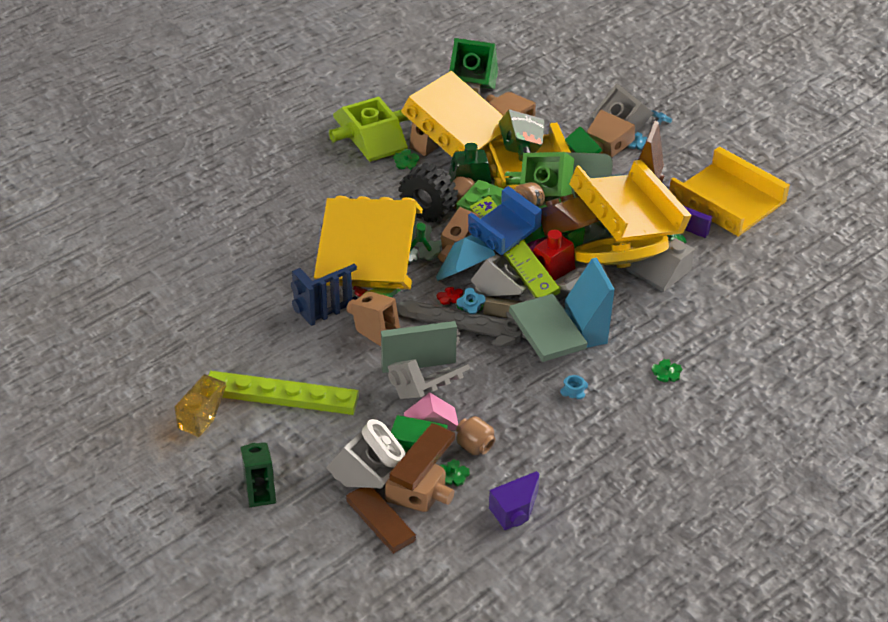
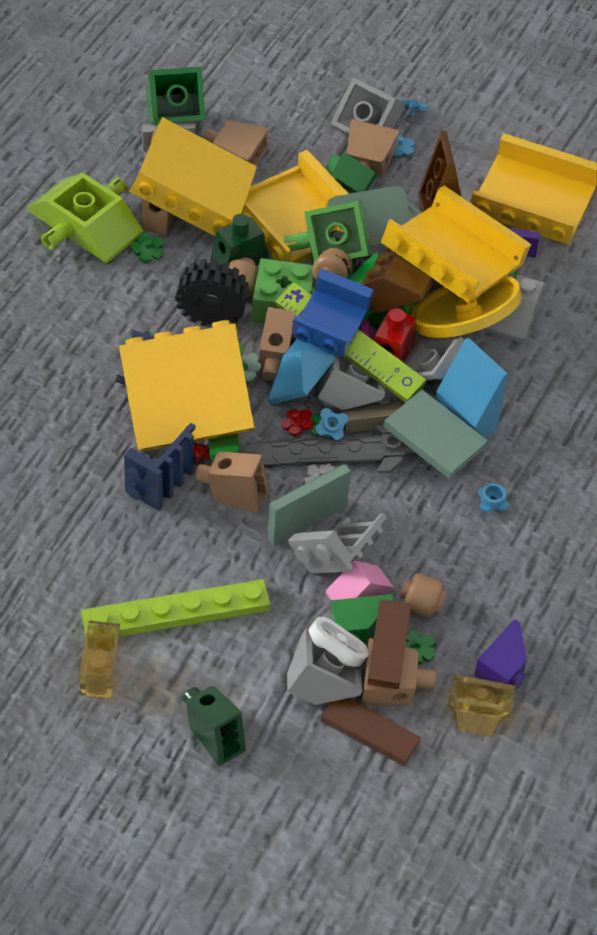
camera: 25 degrees left, 10 degrees up
(477, 525) = (480, 704): none -> clear yellow slope
(521, 132) = (277, 178): torso -> none
(666, 371) = (577, 444): green plant -> none

